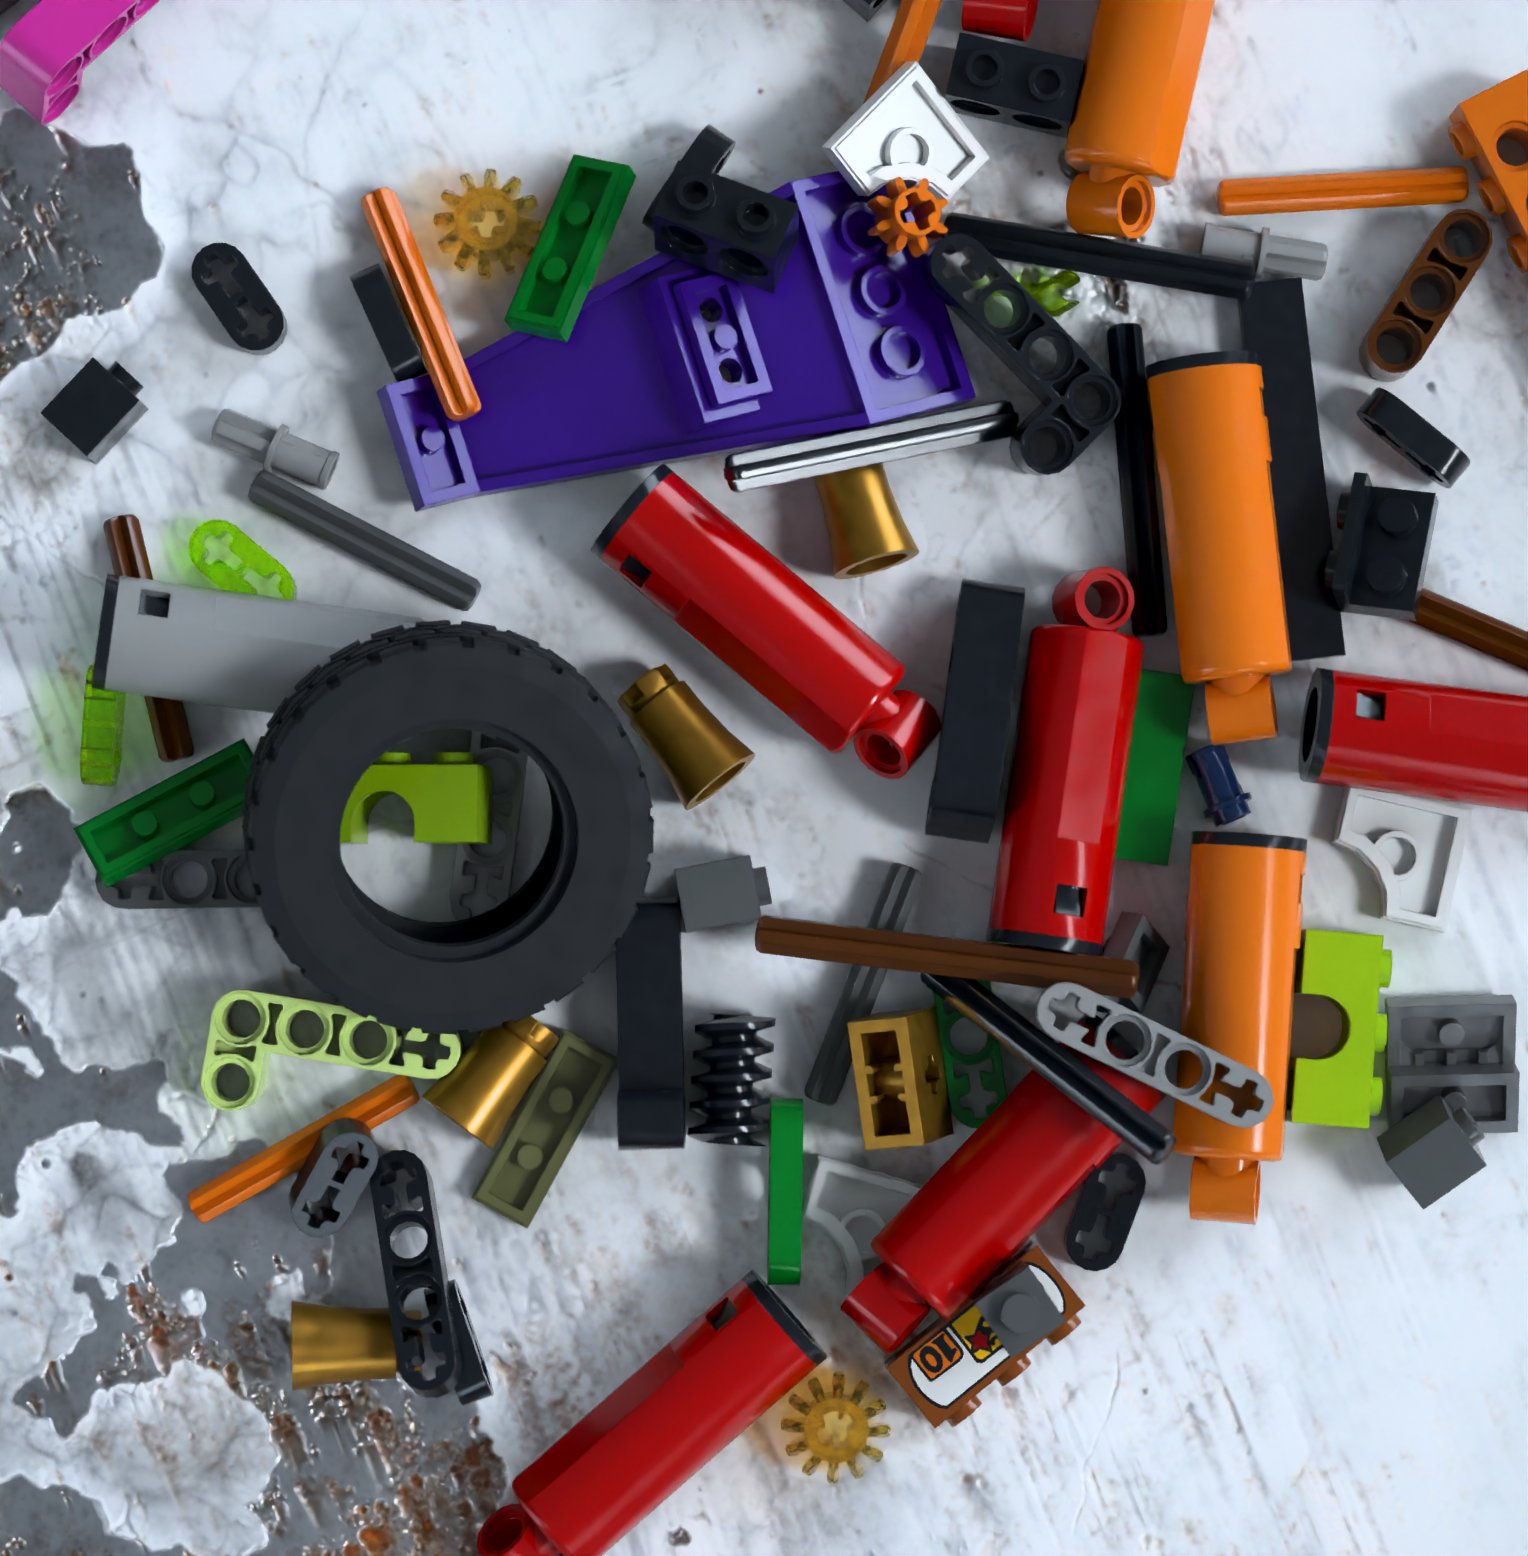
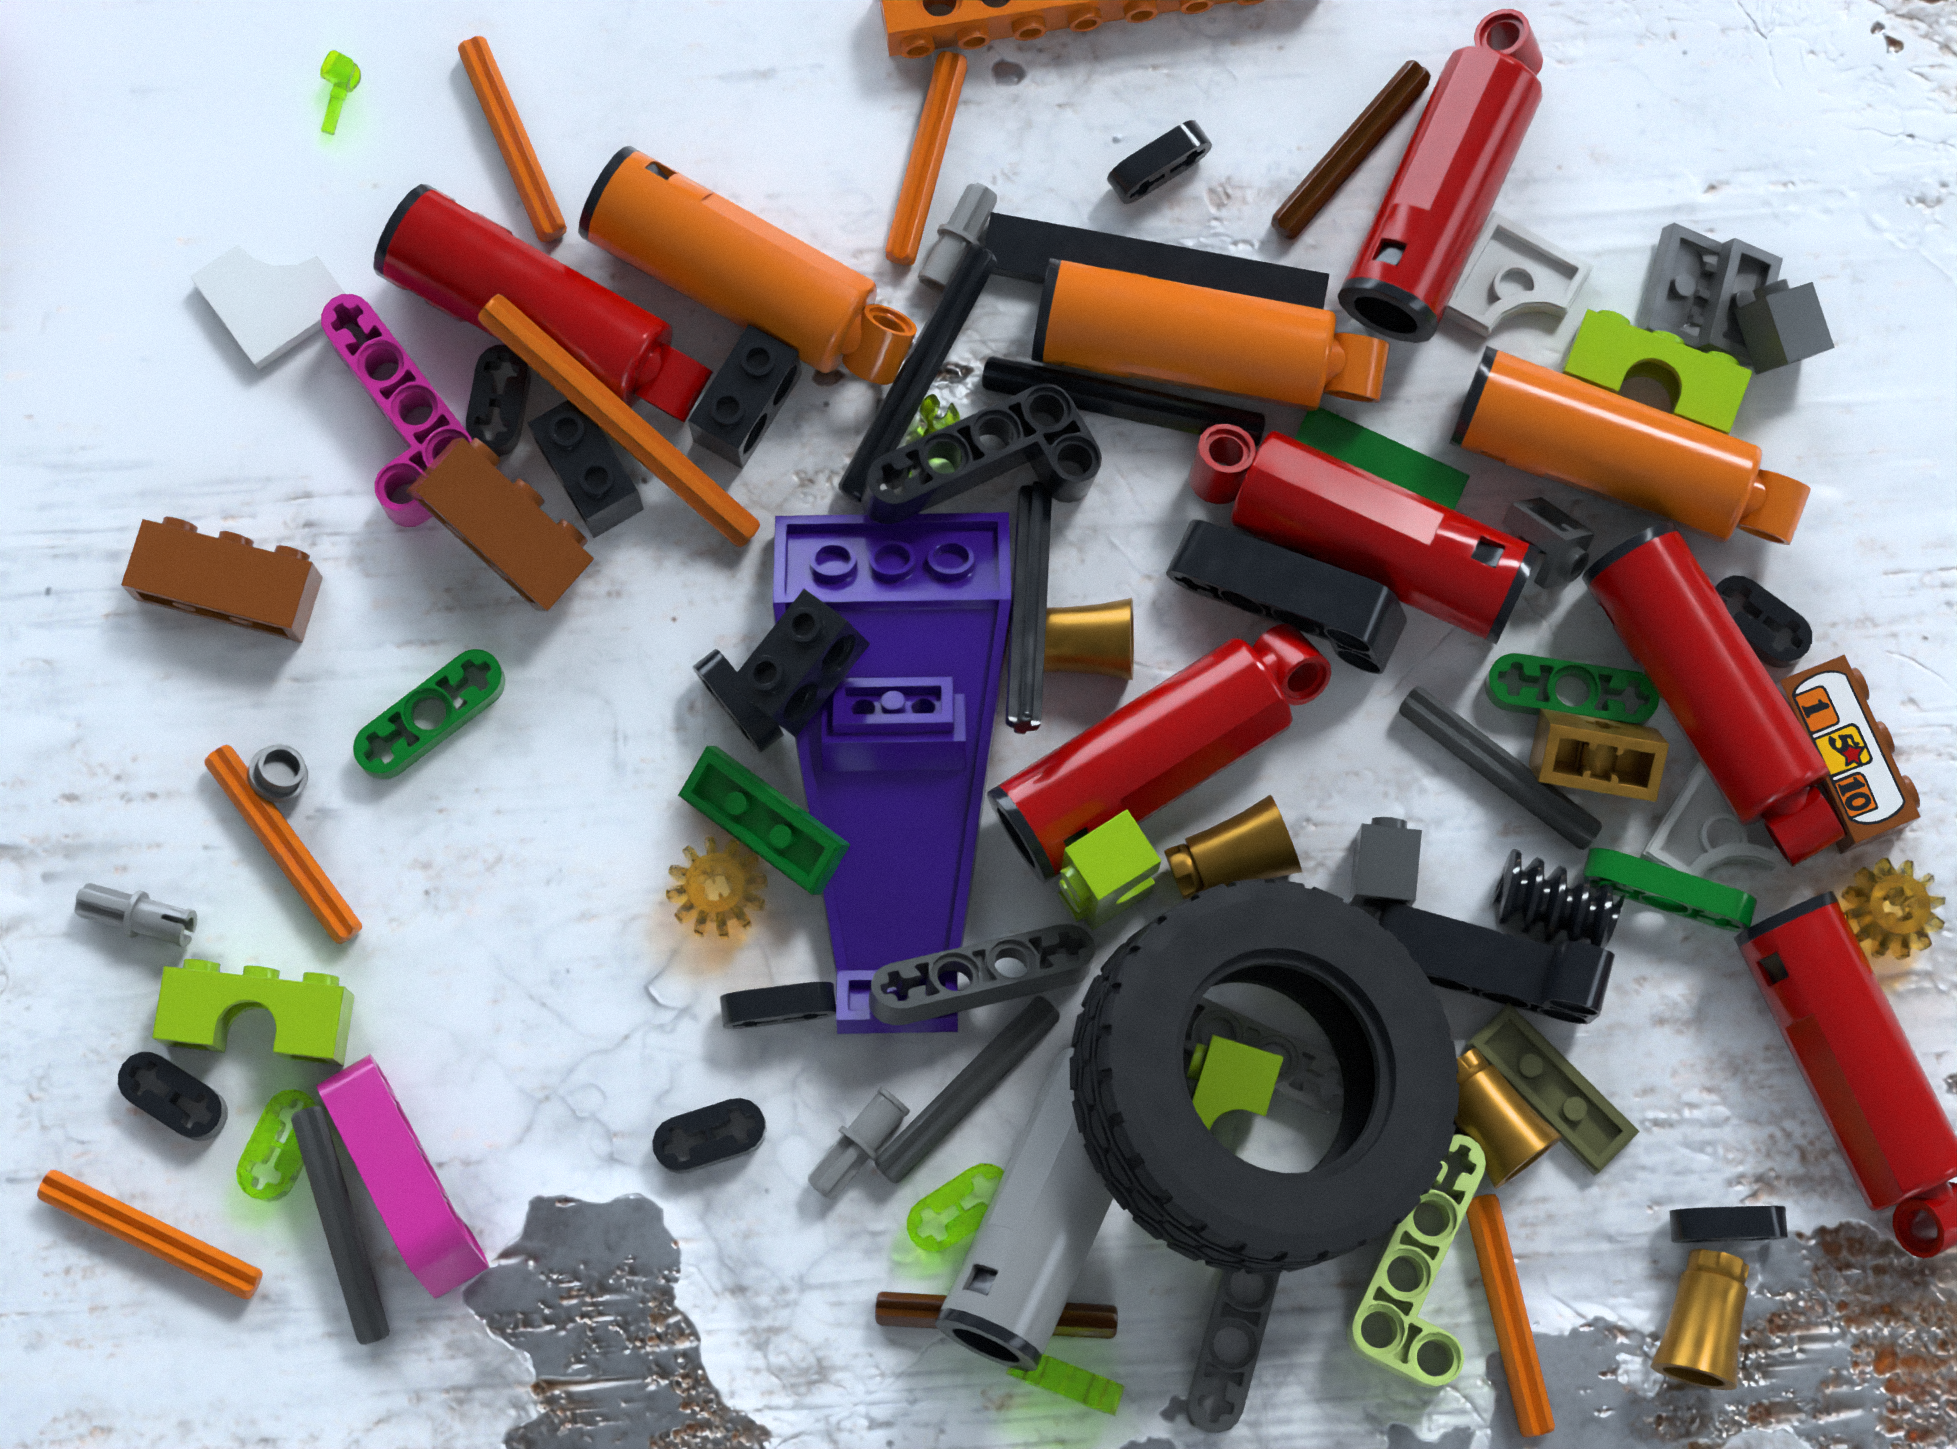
camera: 75 degrees left, 10 degrees down
(96, 408) = (769, 1295): black brick -> none
(167, 814) = (1167, 1339): green tile -> none
(345, 1184) = (1546, 1292): black beam -> none
(409, 1274) = (1658, 1236): black beam -> none
(421, 304) = (769, 969): orange axle -> none
(486, 511) = (978, 965): none -> dark grey beam
(610, 606) = (1107, 871): none -> lime arch
(908, 134) = (763, 498): white tile -> none
(923, 207) = (837, 513): orange gear -> none
(944, 956) = (1504, 677): reddish brown axle -> none
(1018, 1309) = (1839, 705): dark grey brick -> none
(1055, 1065) = (1624, 611): black axle -> none
(1156, 1048) = (1647, 518): light grey beam -> none
(1218, 785) = (1412, 412): dark blue pin -> none
(1381, 549) = (1251, 211): black bracket -> none
(1447, 274) = (1037, 90): reddish brown beam -> none

